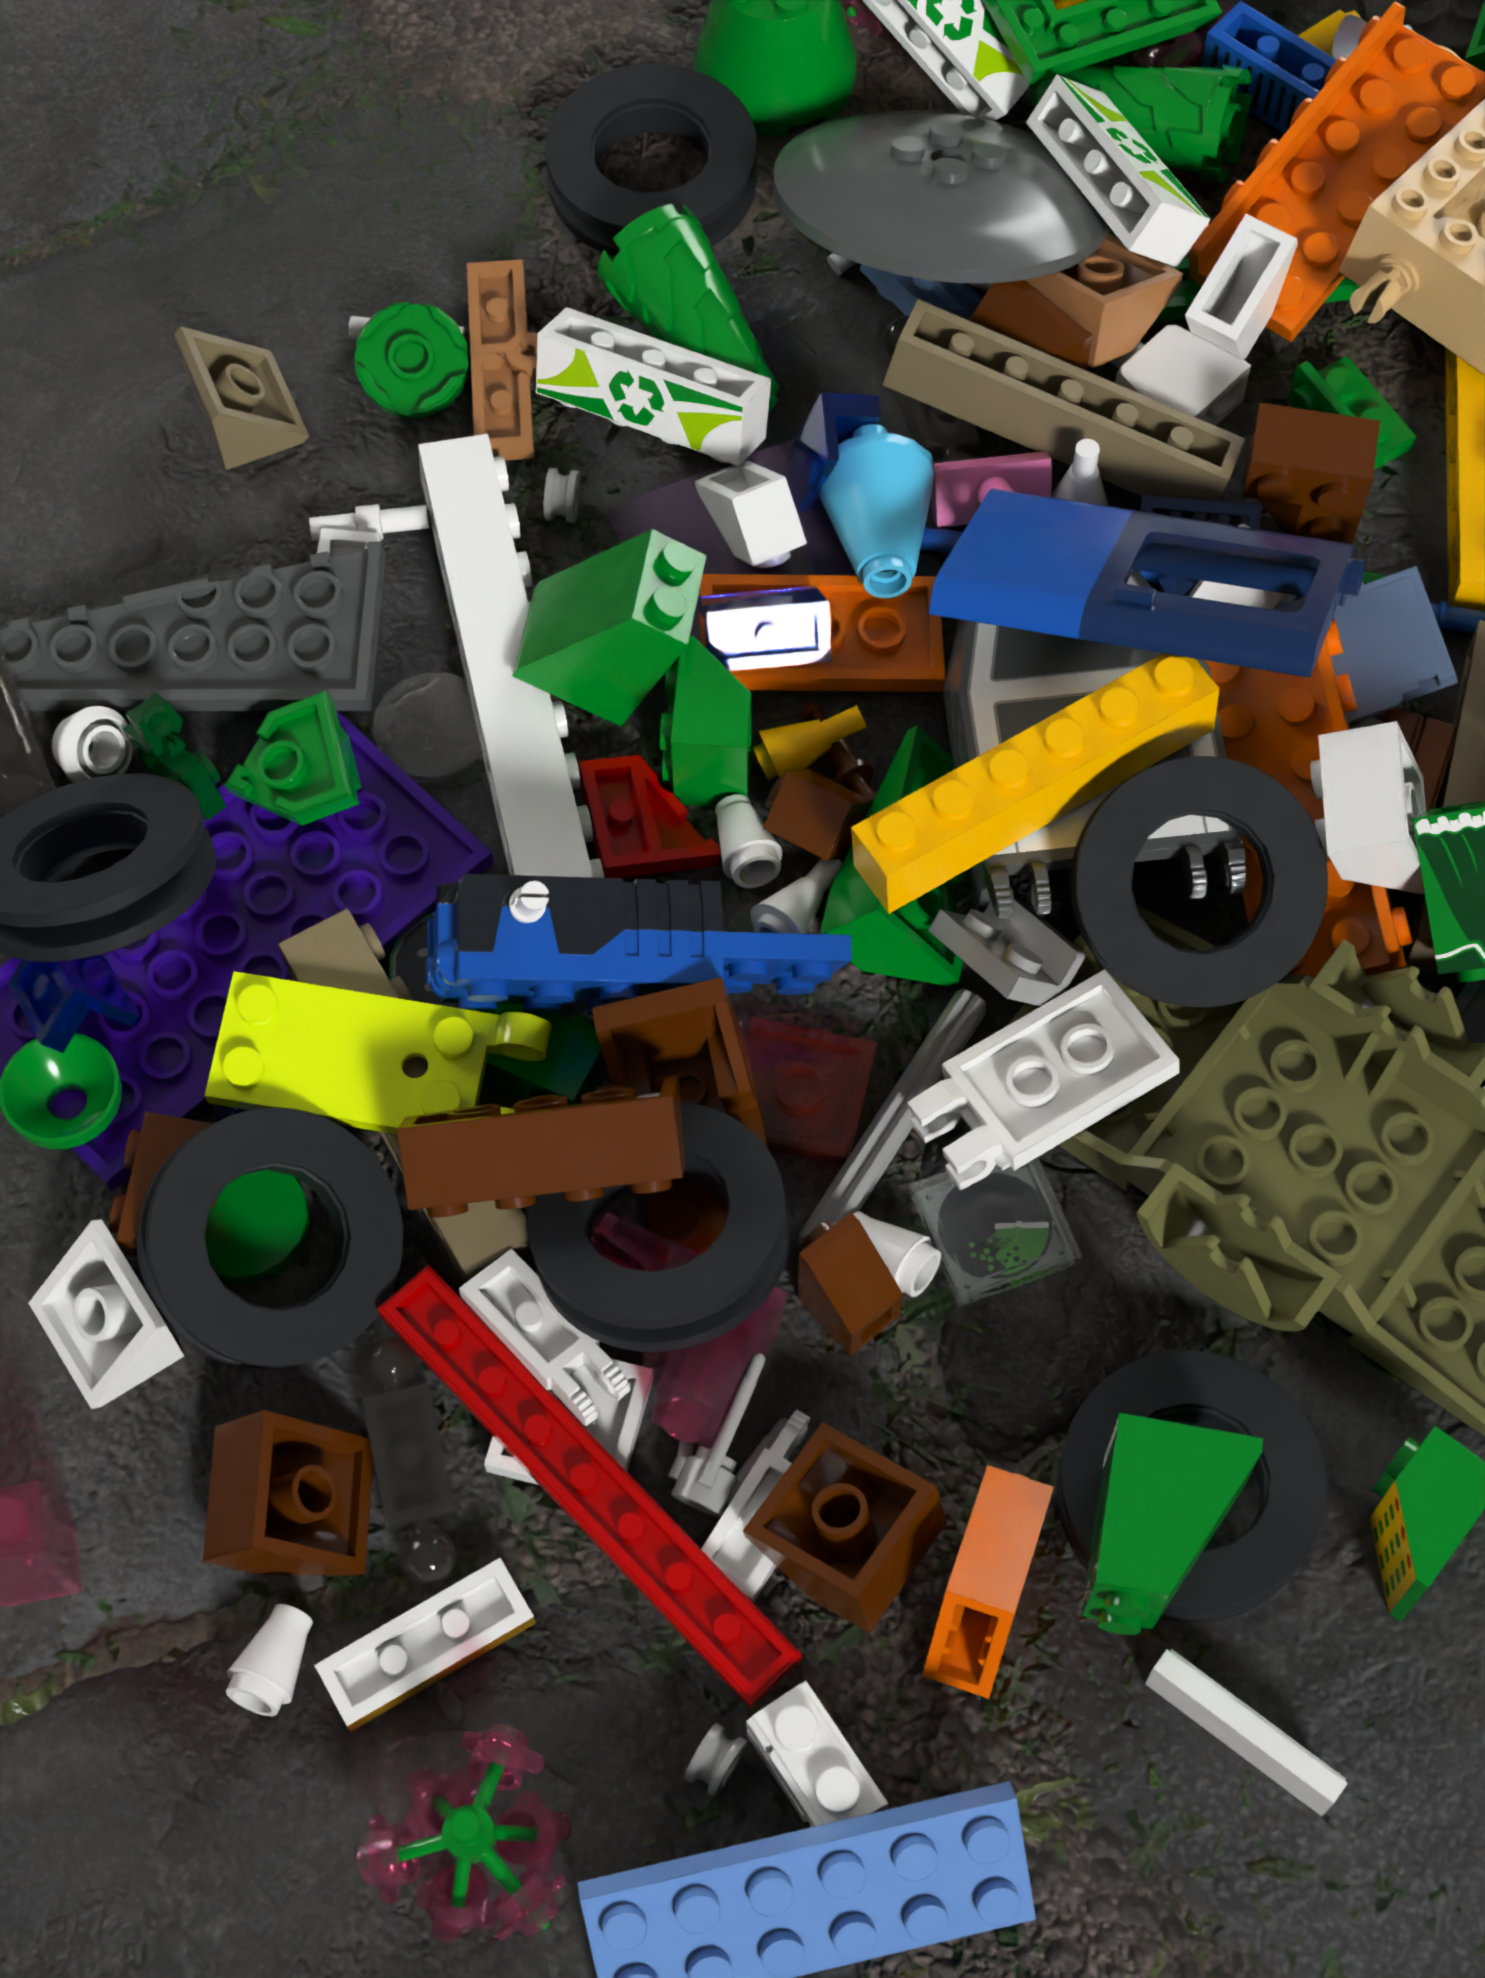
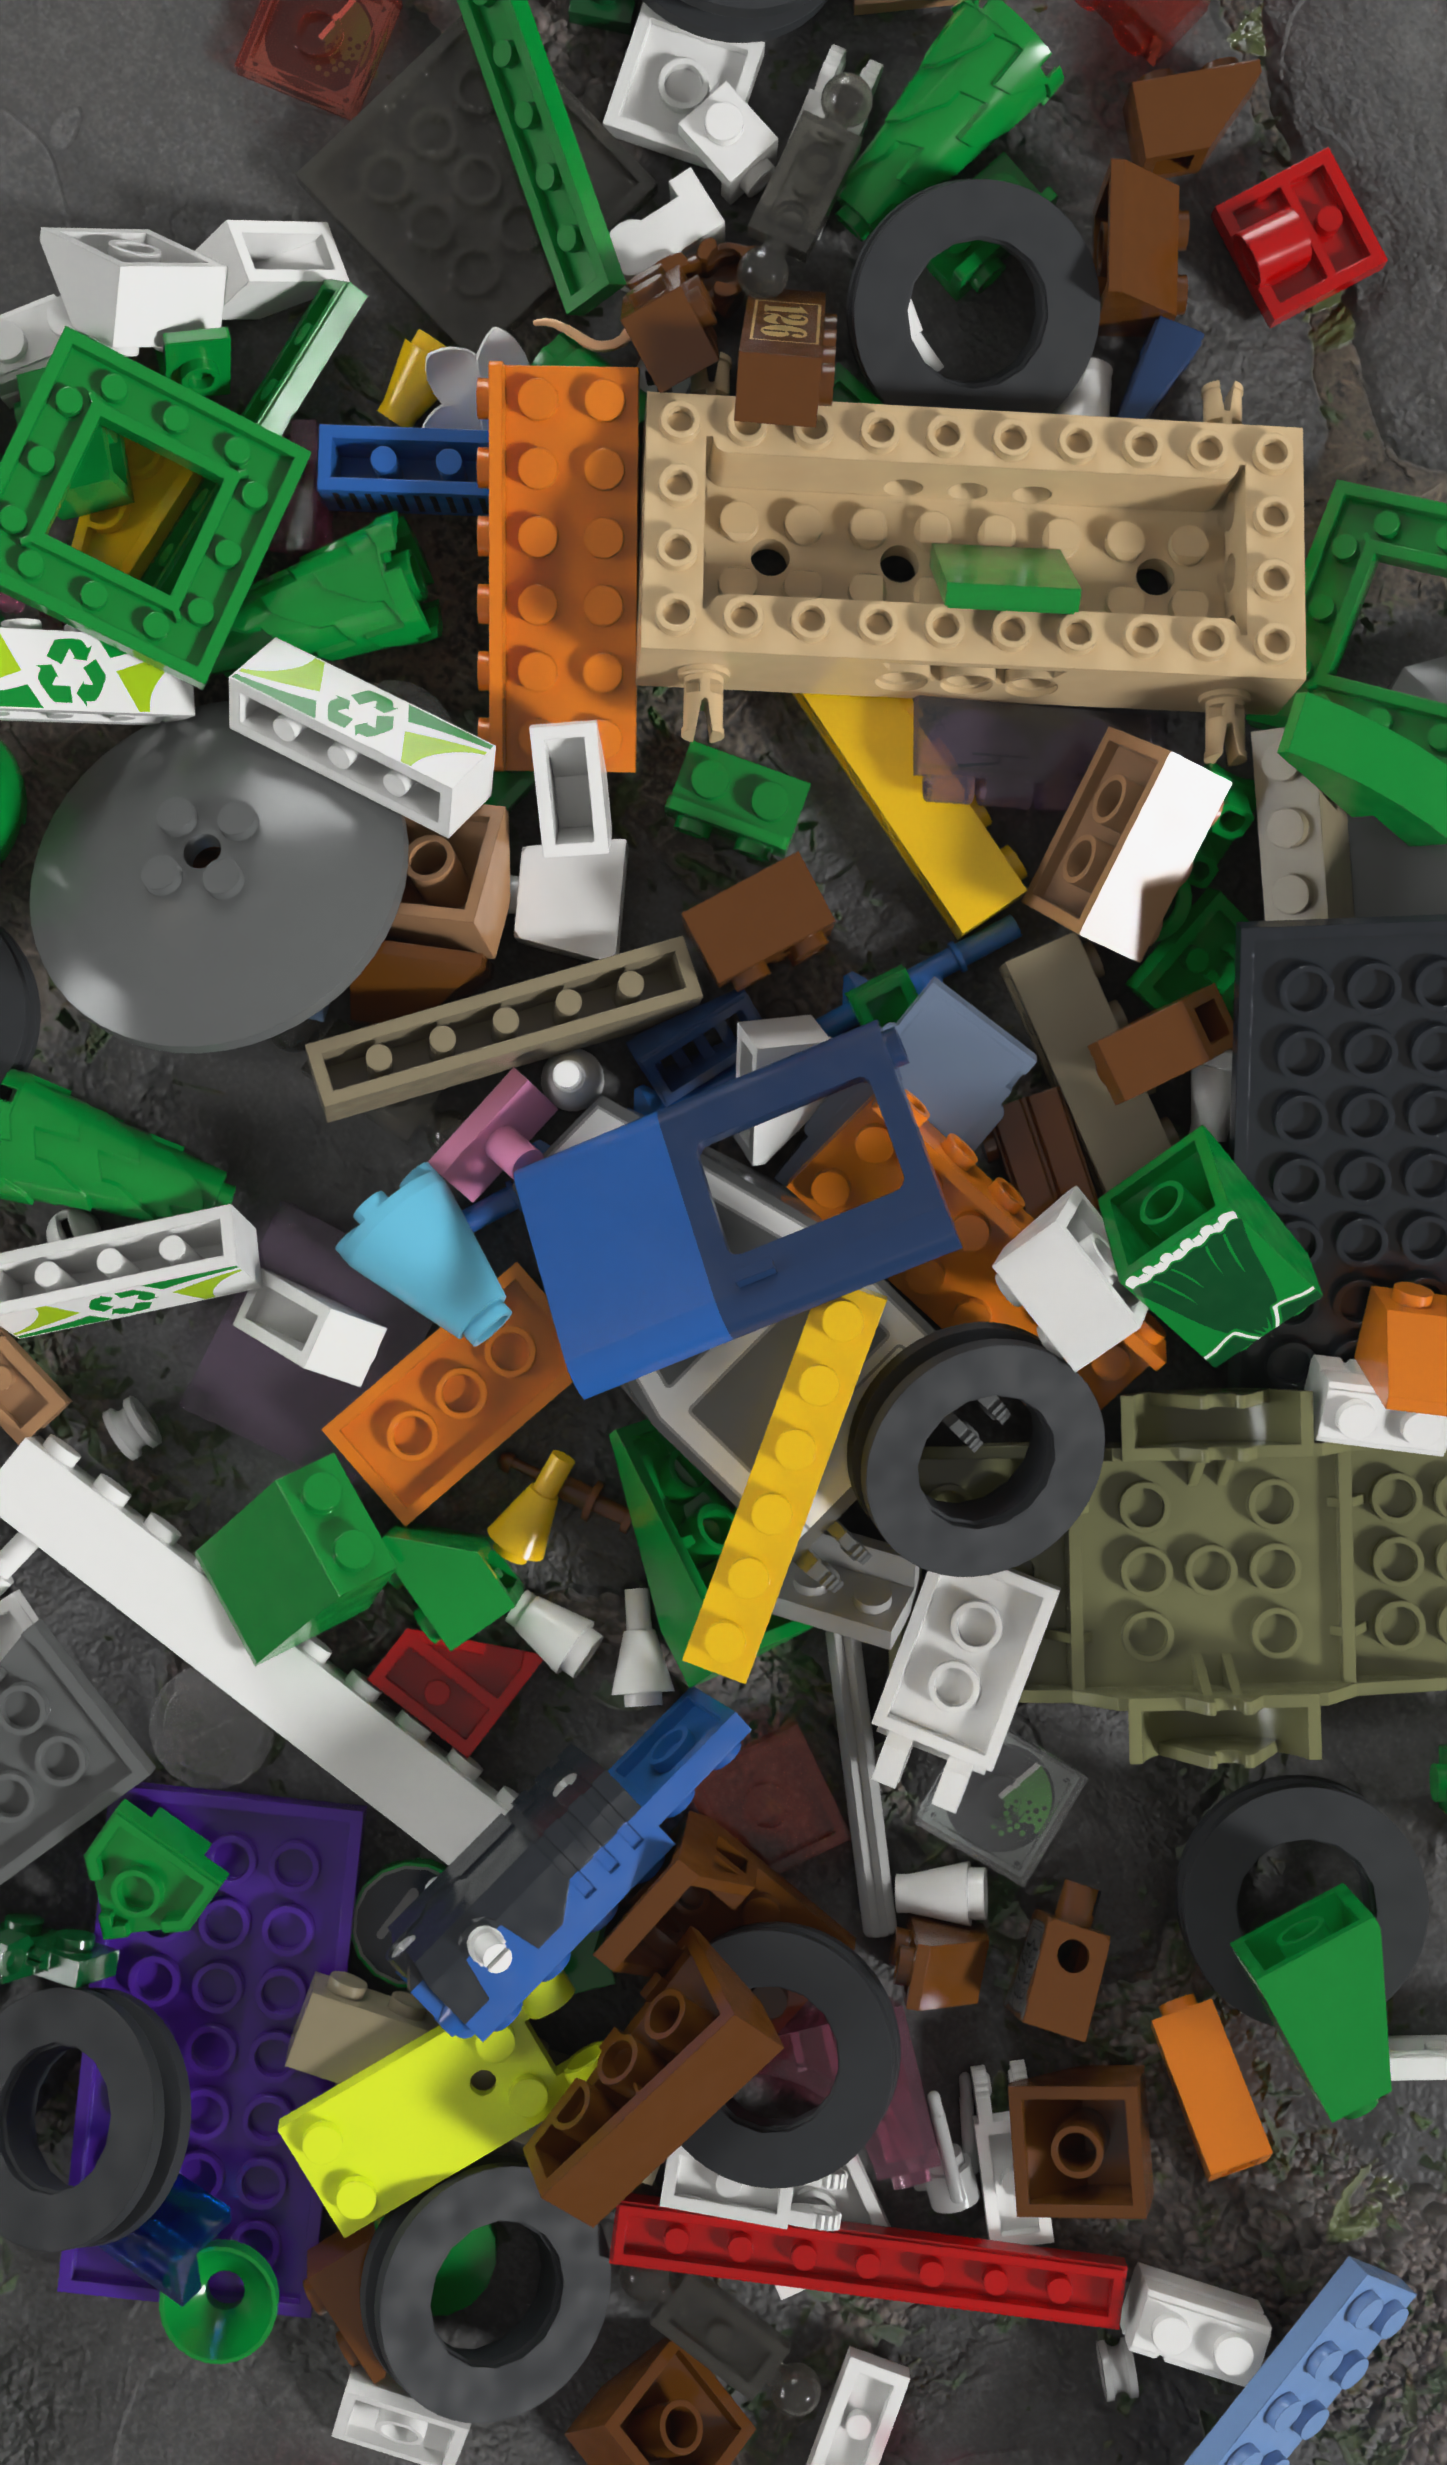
camera: 40 degrees left, 25 degrees up
(767, 628) = (419, 1446): panel -> none
(814, 813) = (596, 1574): reddish brown brick -> none
(816, 445) = (317, 1228): clear blue panel -> none
(940, 1367) = (1064, 1991): none -> reddish brown torso

